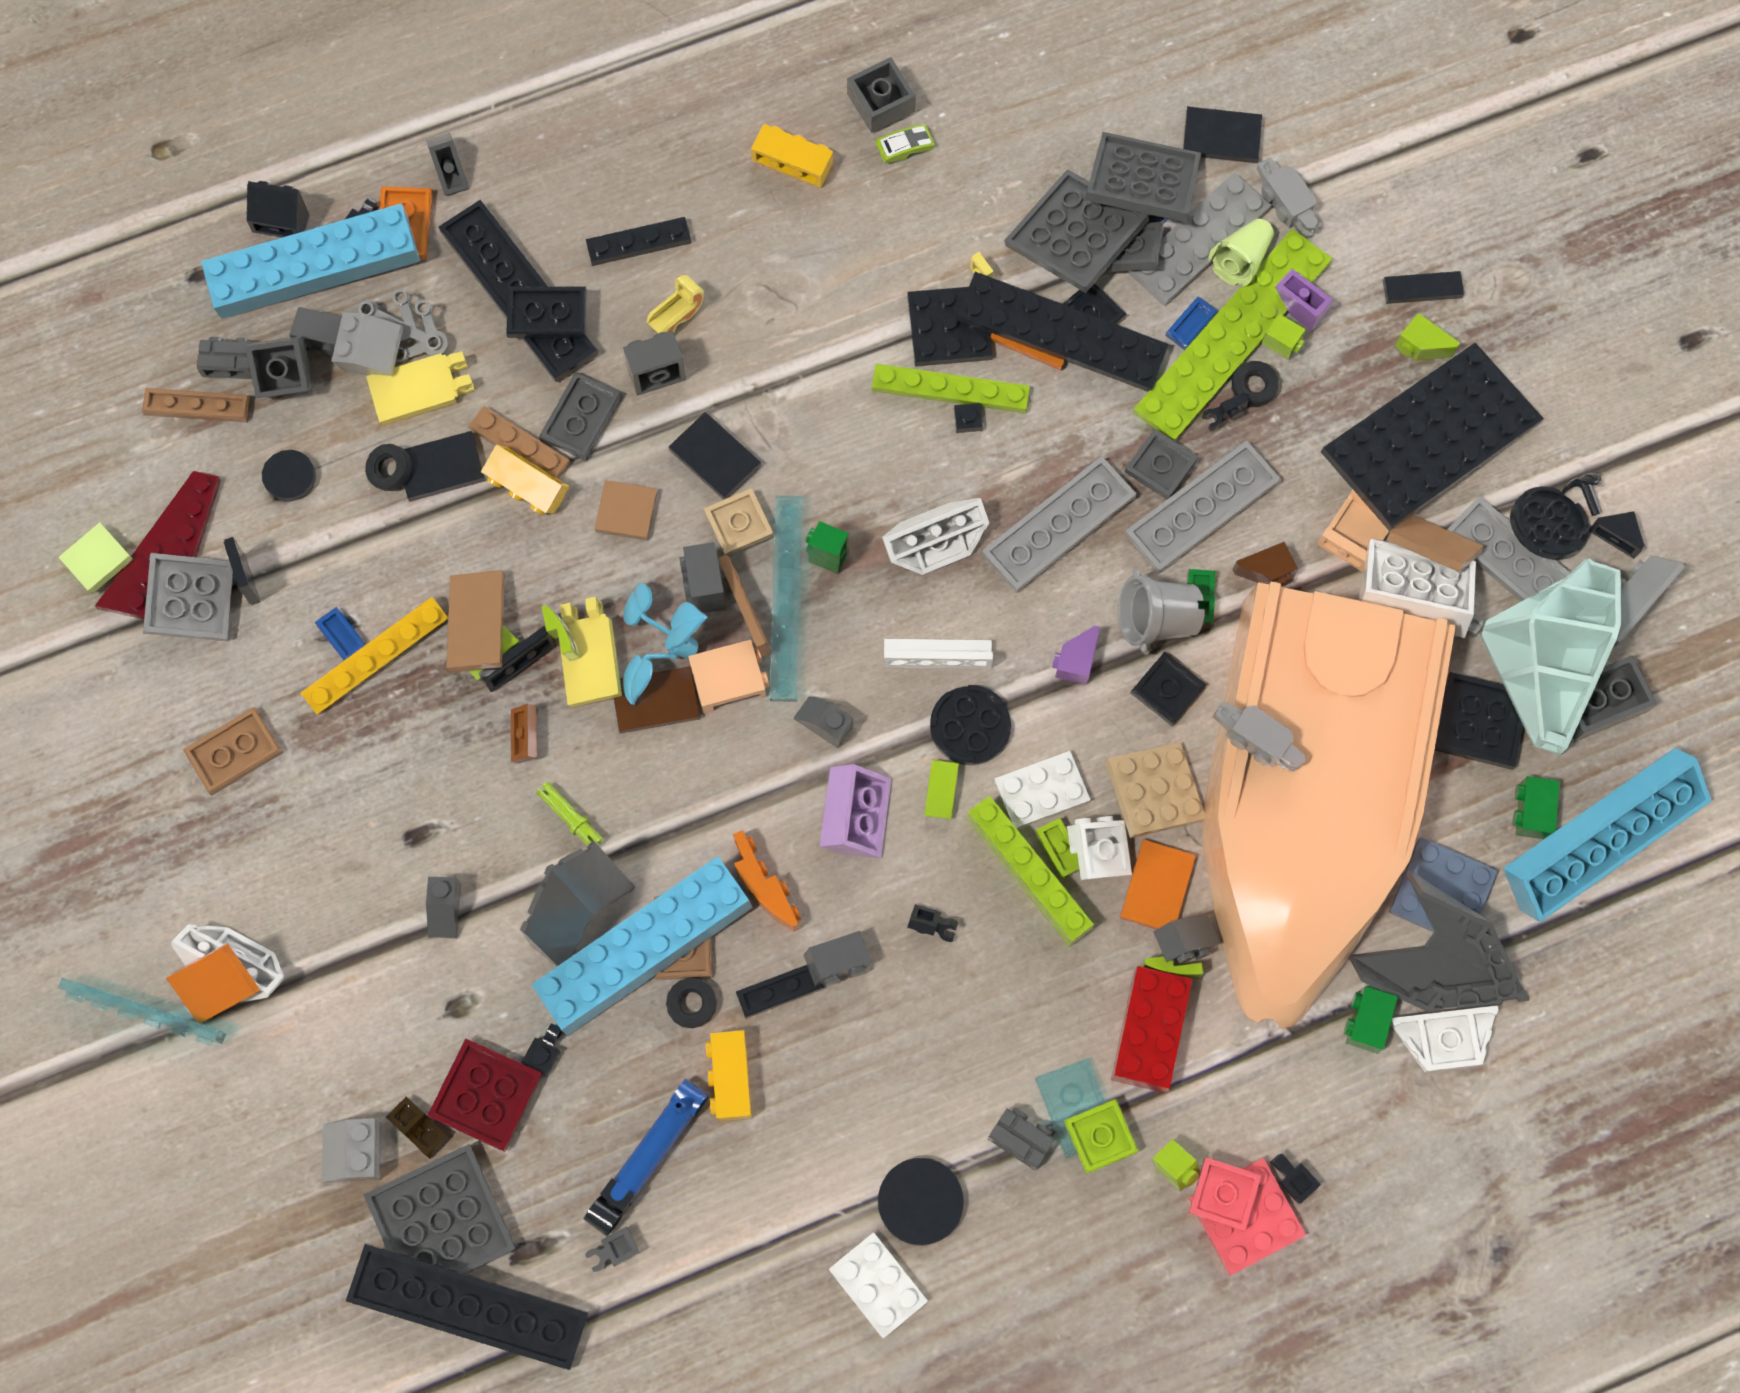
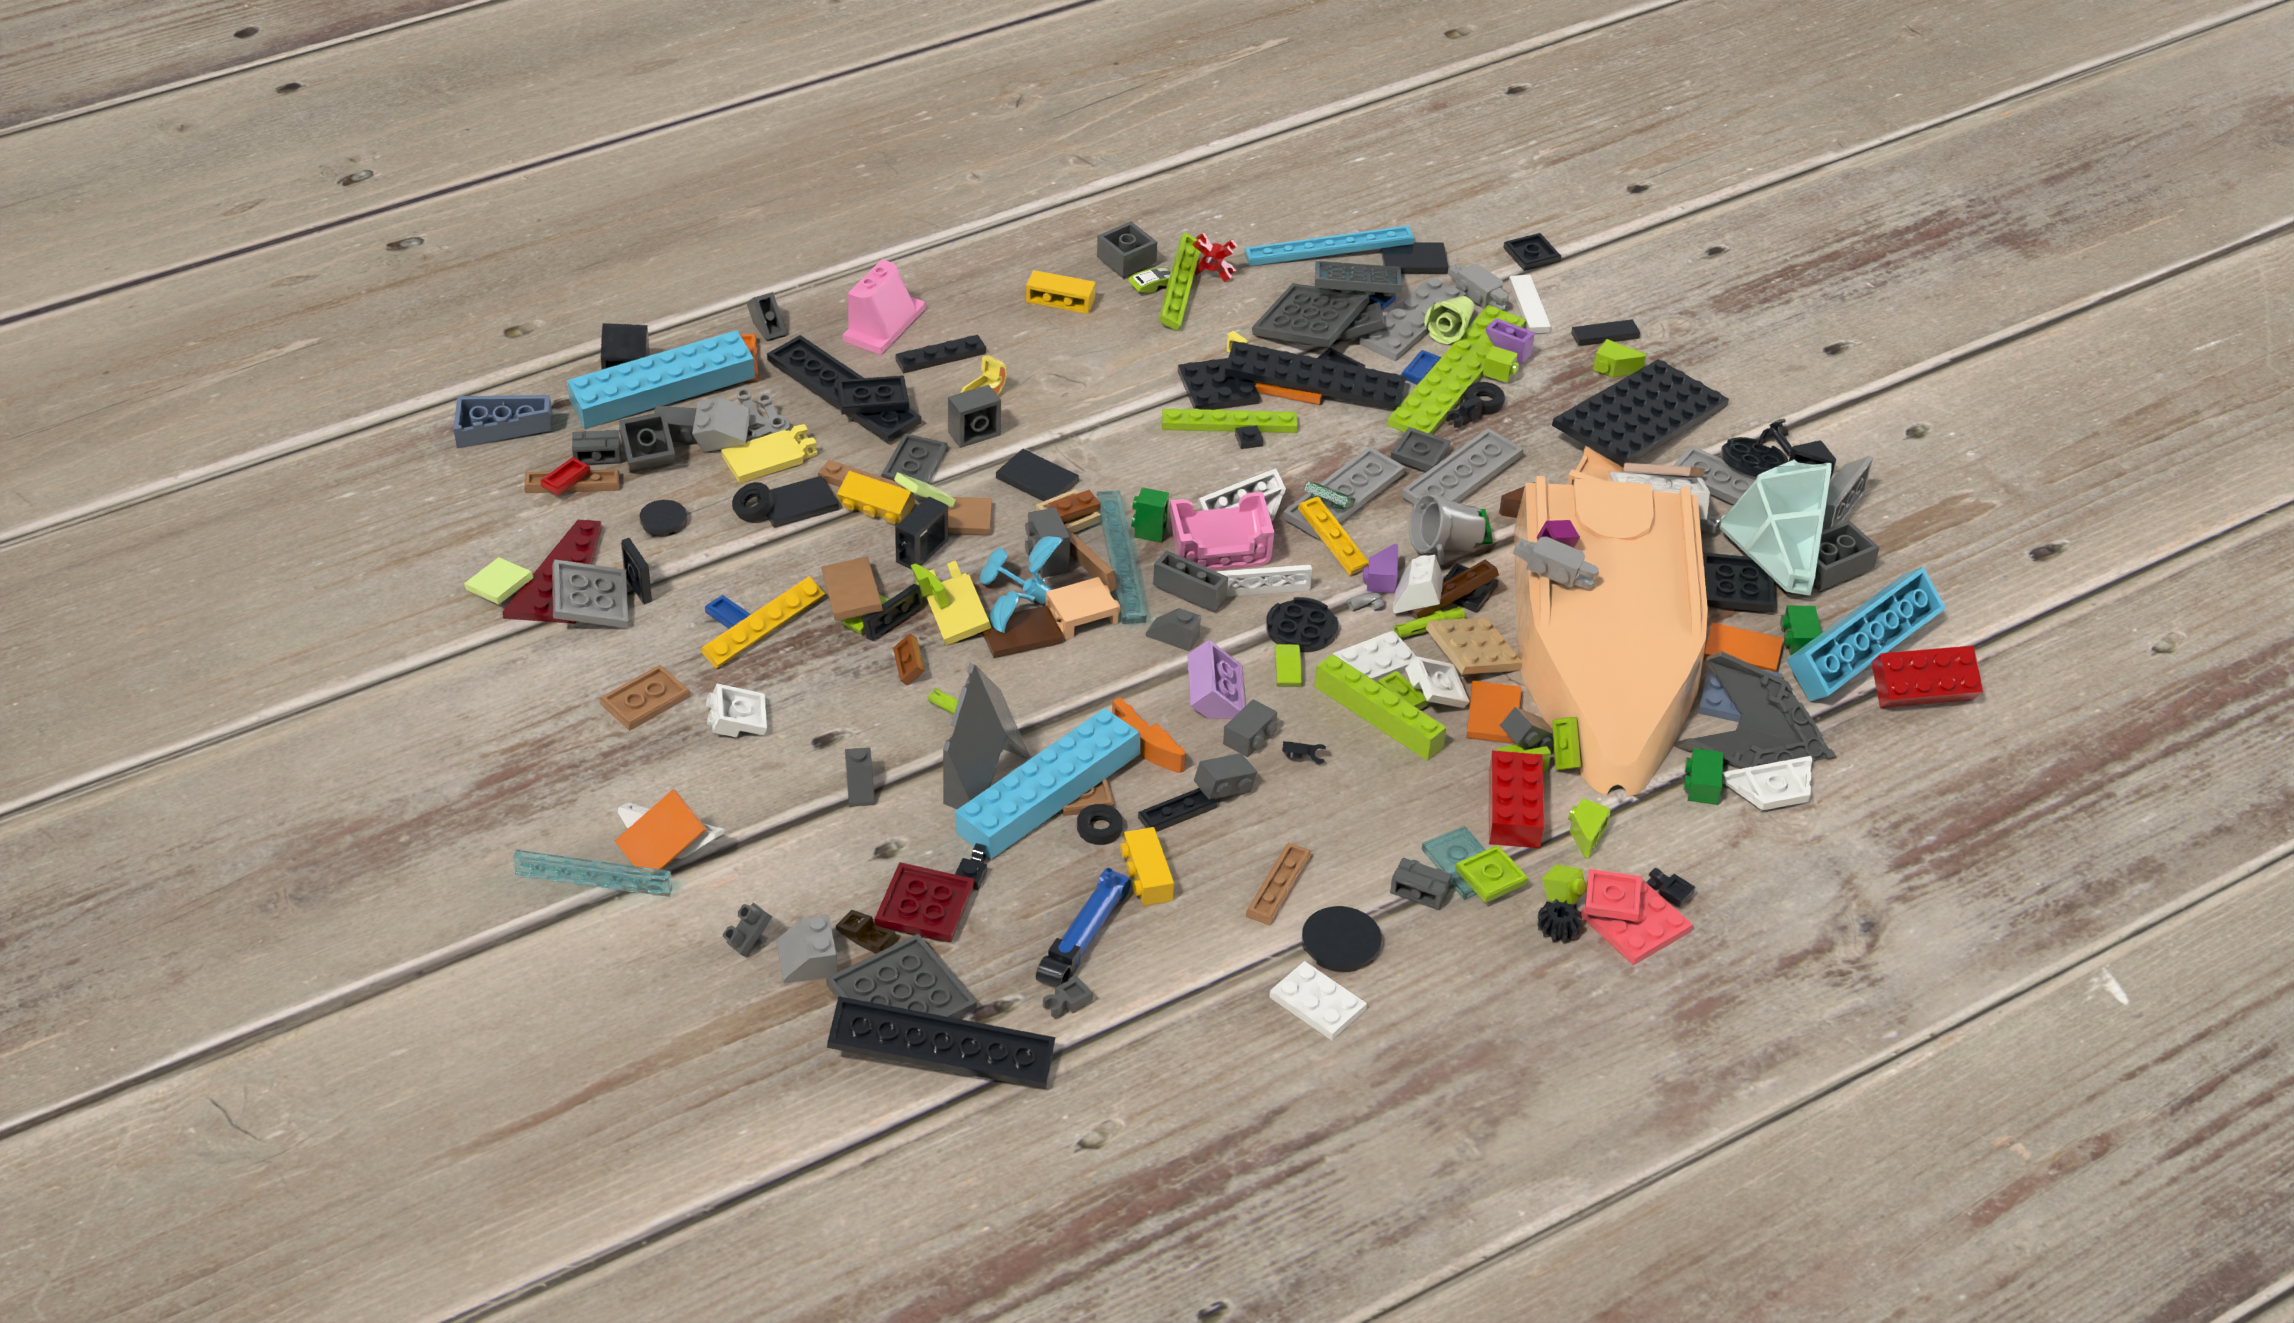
camera: 10 degrees left, 30 degrees down
(122, 304) = (500, 418): none -> sand blue wedge
(186, 403) = (565, 476): none -> red tile
(290, 1120) = (749, 929): none -> dark grey hips
(325, 792) = (736, 711): none -> white plate
(565, 547) = (928, 515): none -> black window
(577, 172) = (880, 309): none -> bright pink windscreen
(579, 478) = (924, 489): none -> yellowish green tile
(744, 520) = (1076, 505): none -> dark orange plate
(854, 653) = (1190, 580): none -> dark grey brick
(869, 1112) = (1278, 884): none -> medium nougat tile
(881, 884) = (1250, 728): none -> dark grey brick
(901, 587) = (1224, 536): none -> bright pink windscreen
(934, 154) = (1179, 282): none -> lime plate
(980, 122) = (1214, 256): none -> red pin
(1031, 597) = (1333, 535): none -> yellow tile
(1037, 539) = (1338, 499): none -> clear green plate
(1050, 695) = (1365, 599): none -> light grey arm
(1110, 696) = (1419, 585): none -> white slope
(1113, 743) = (1419, 625): none -> lime pin
(1124, 106) = (1329, 245): none -> medium azure tile
(1147, 703) = (1460, 586): none -> reddish brown plate
(1170, 1210) = (1559, 920): none -> black gear
(1223, 962) = (1566, 743): none -> lime plate
(1223, 1076) = (1588, 824): none -> lime slope
(1272, 694) = (1561, 531): none -> magenta brick
(1343, 229) = (1529, 303): none -> white tile
(1366, 137) = (1532, 251): none -> black tile
(1464, 823) = (1749, 646): none -> orange tile
(1660, 908) = (1927, 676): none -> red brick

